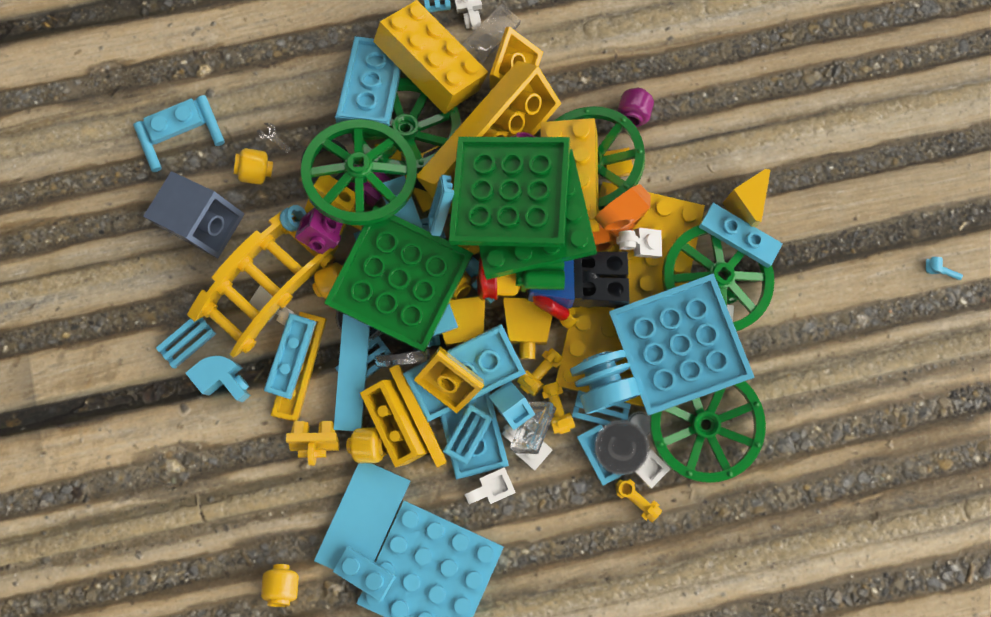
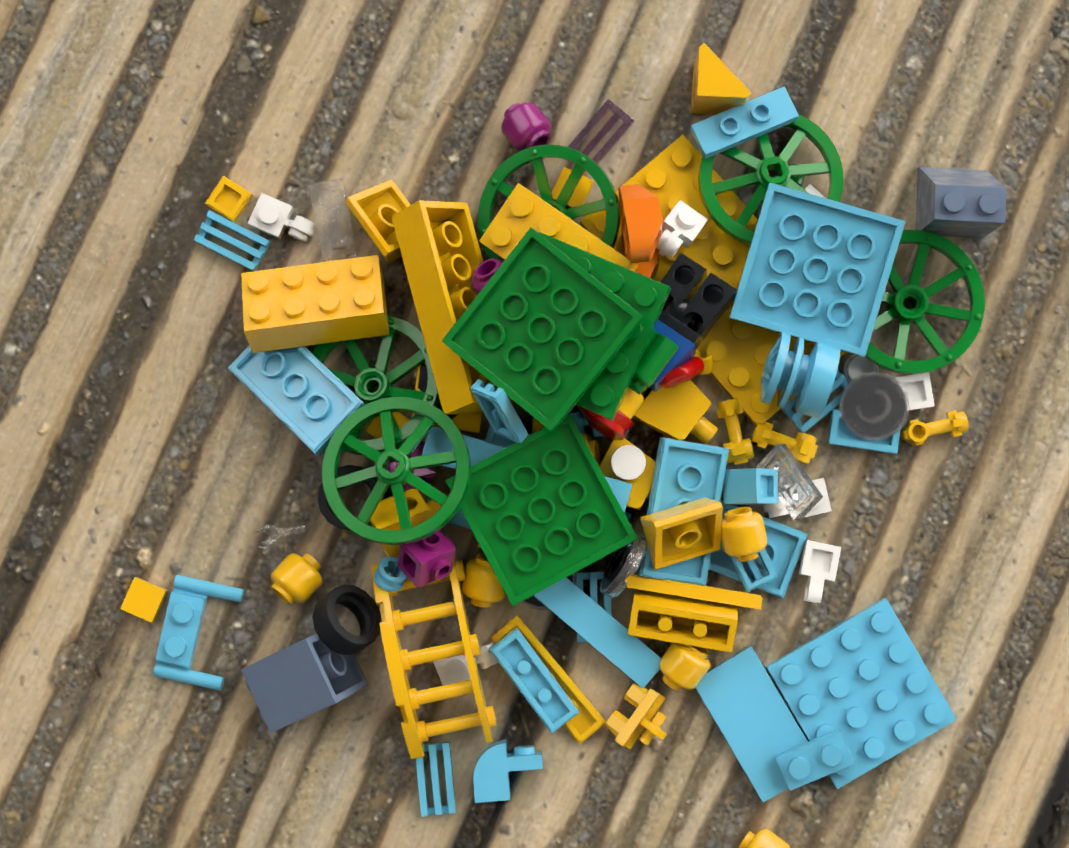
camera: 50 degrees left, 5 degrees up
(176, 87) = (144, 599): none -> yellow tile
(230, 206) = (331, 631): none -> black tyre
(469, 314) = (628, 462): none -> white piece
(476, 419) = (743, 534): none -> yellow head
(668, 157) = (618, 114): none -> tile
(793, 409) = (959, 202): none -> sand blue slope

